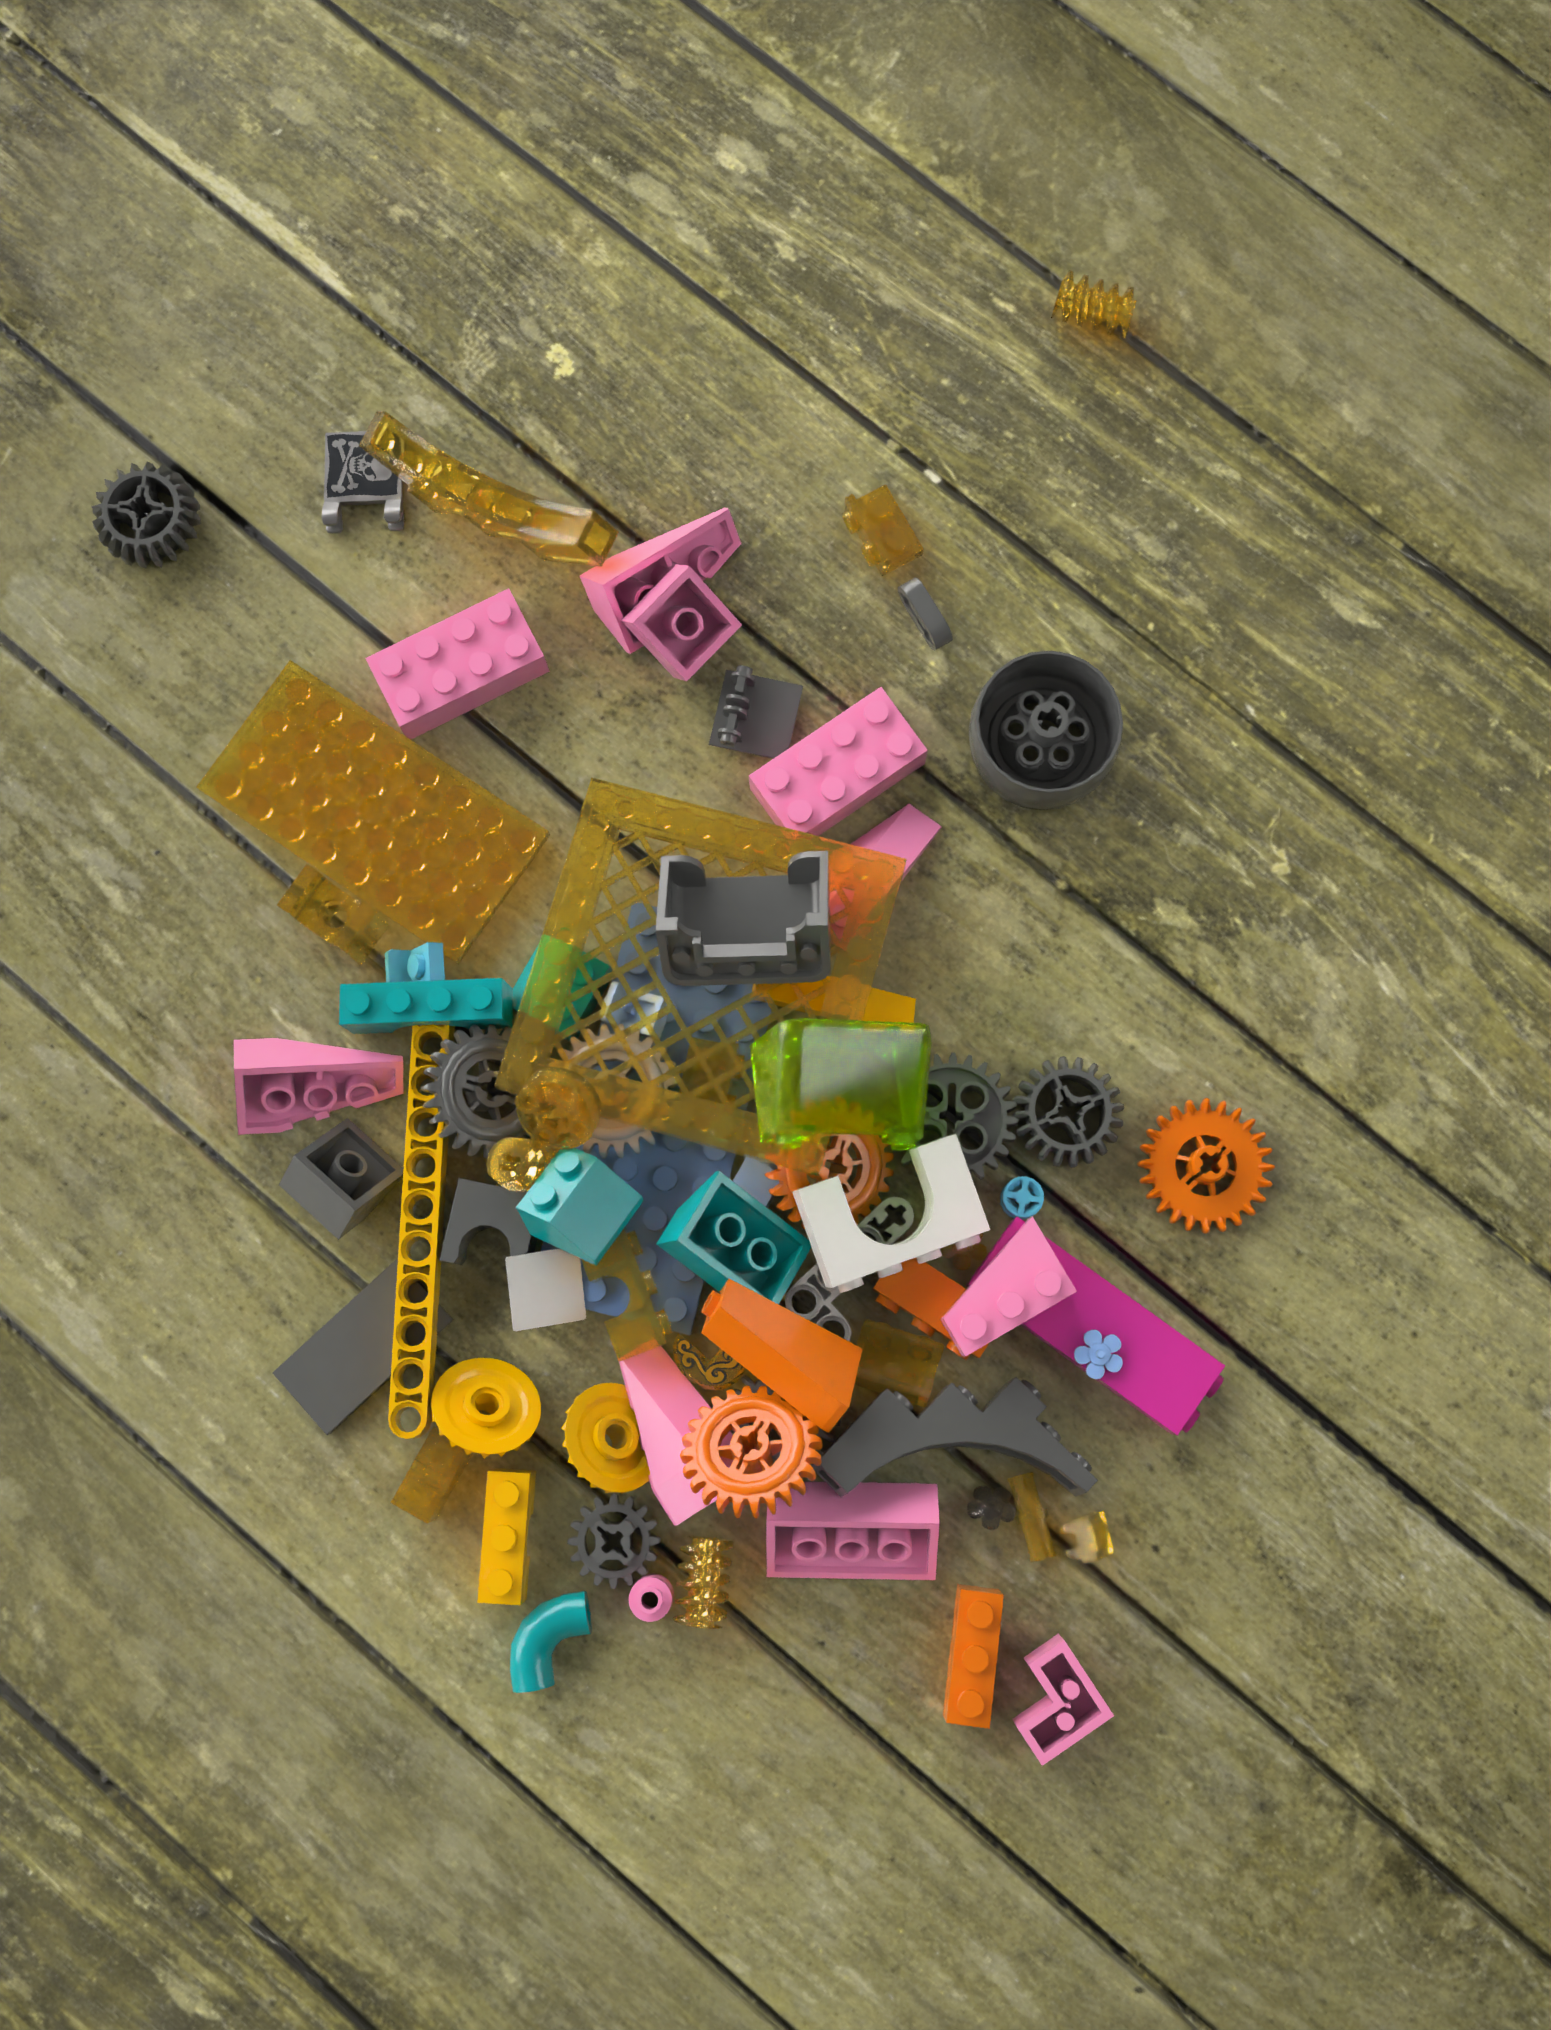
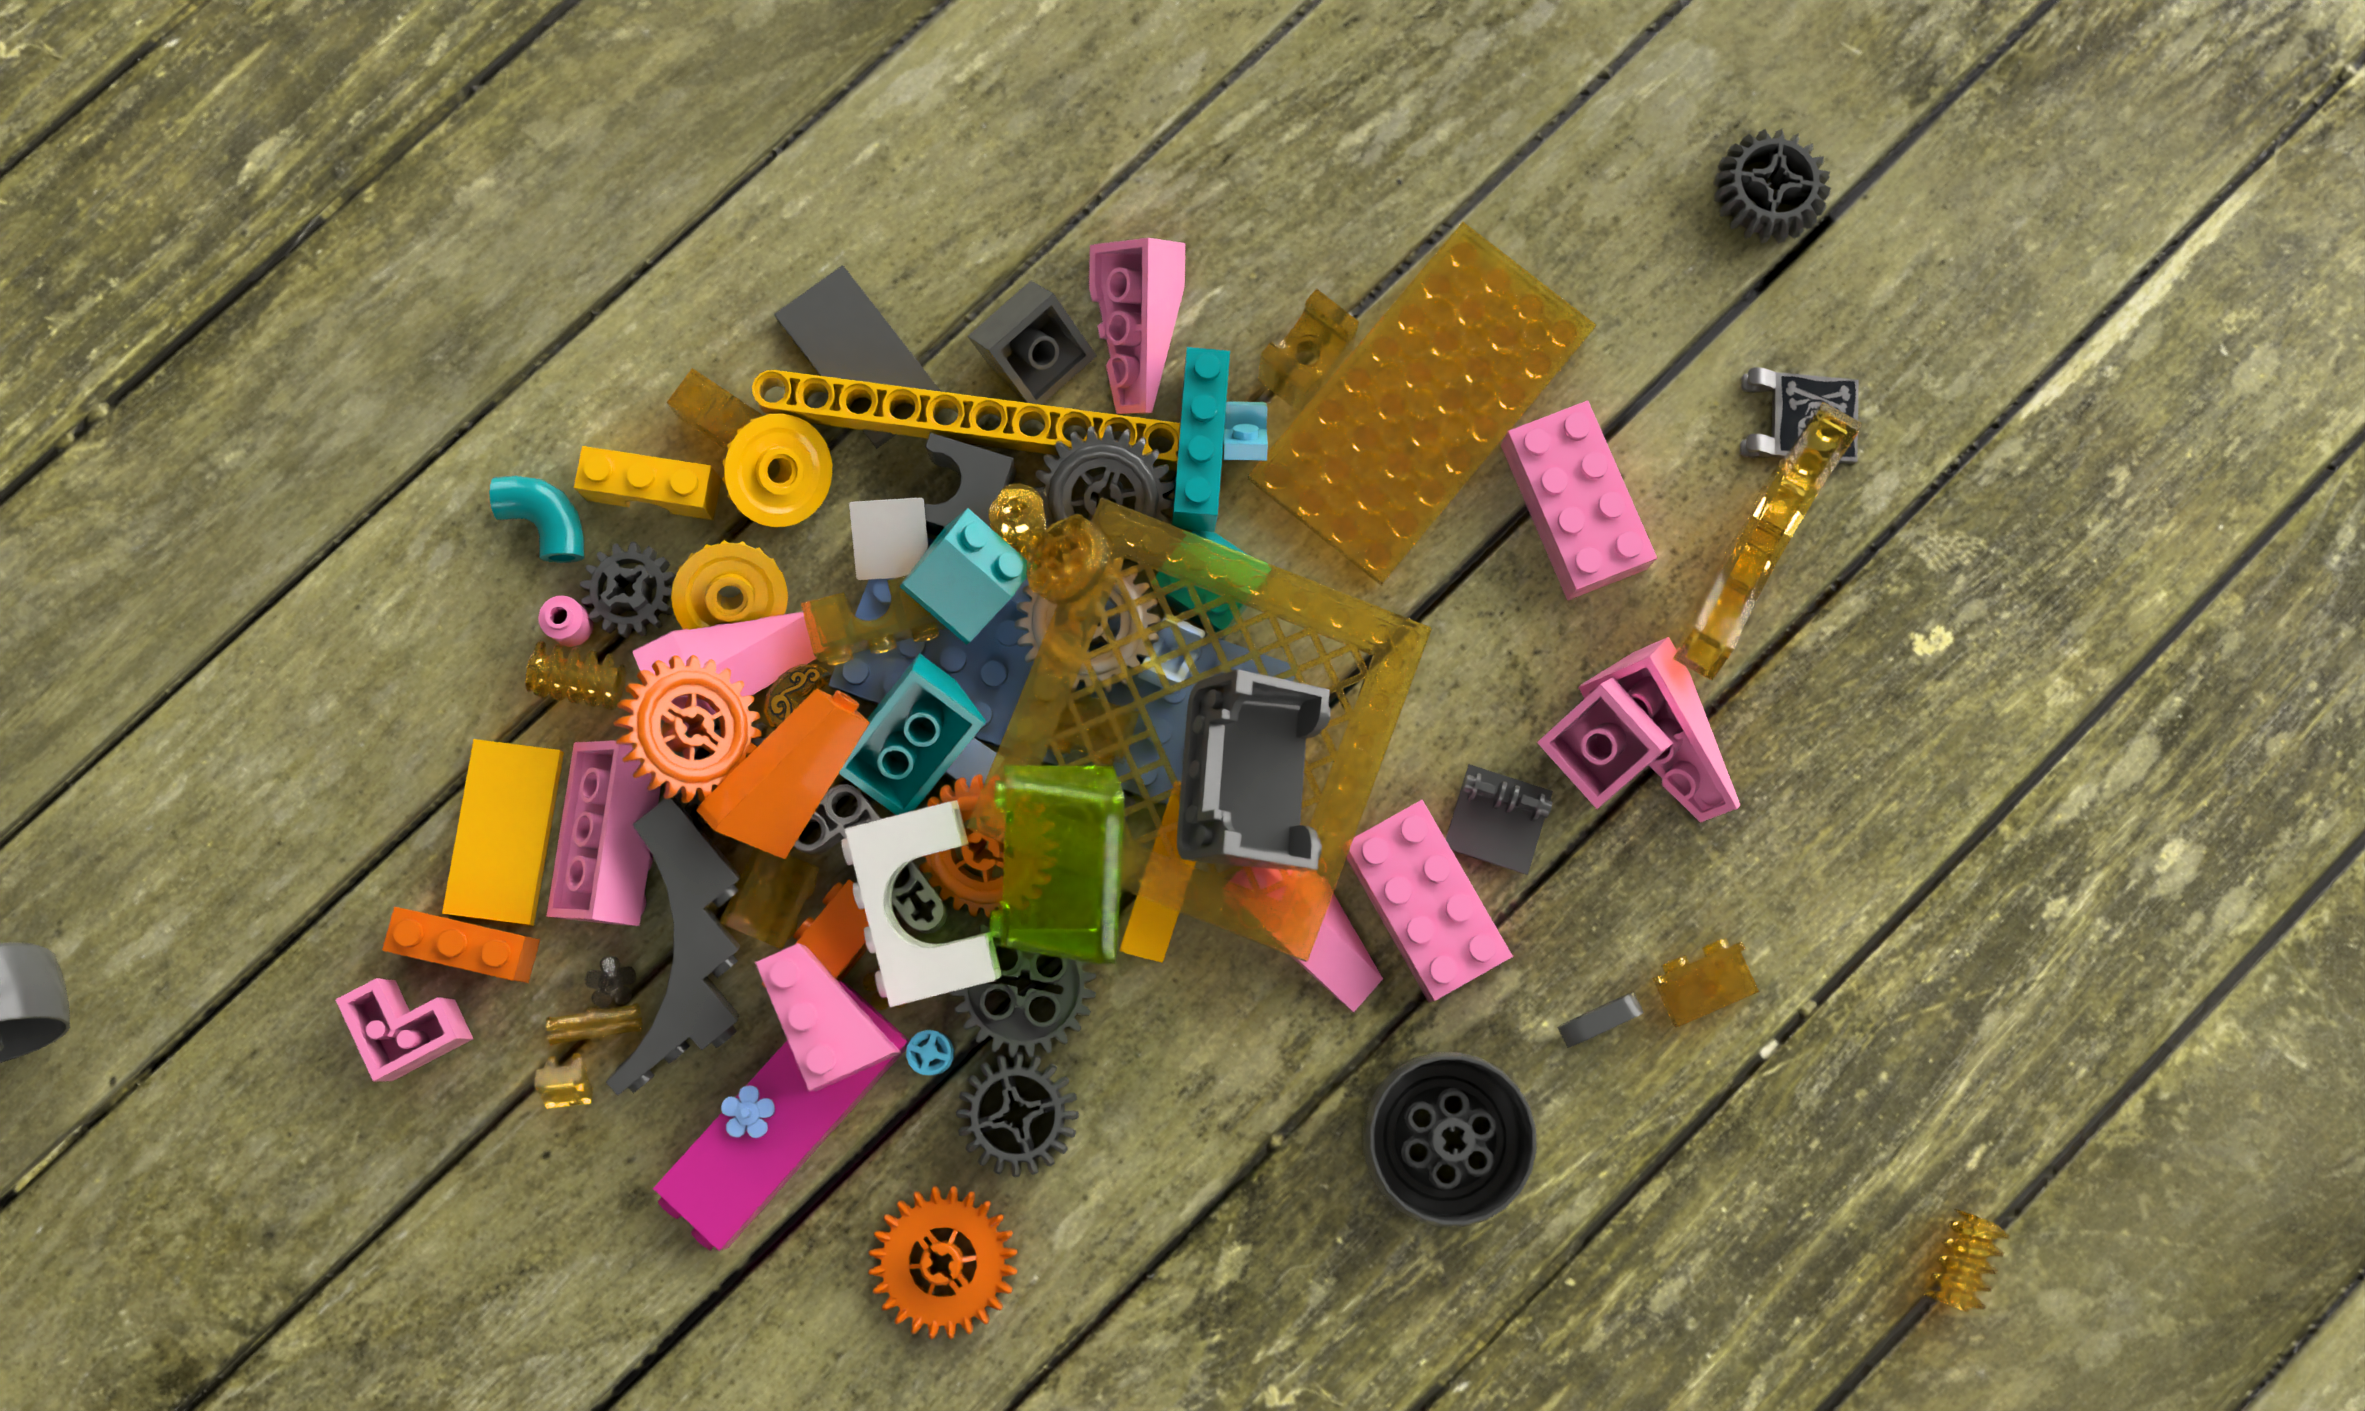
camera: 90 degrees right, 0 degrees up
(860, 1633) = (503, 832): none -> yellow tile

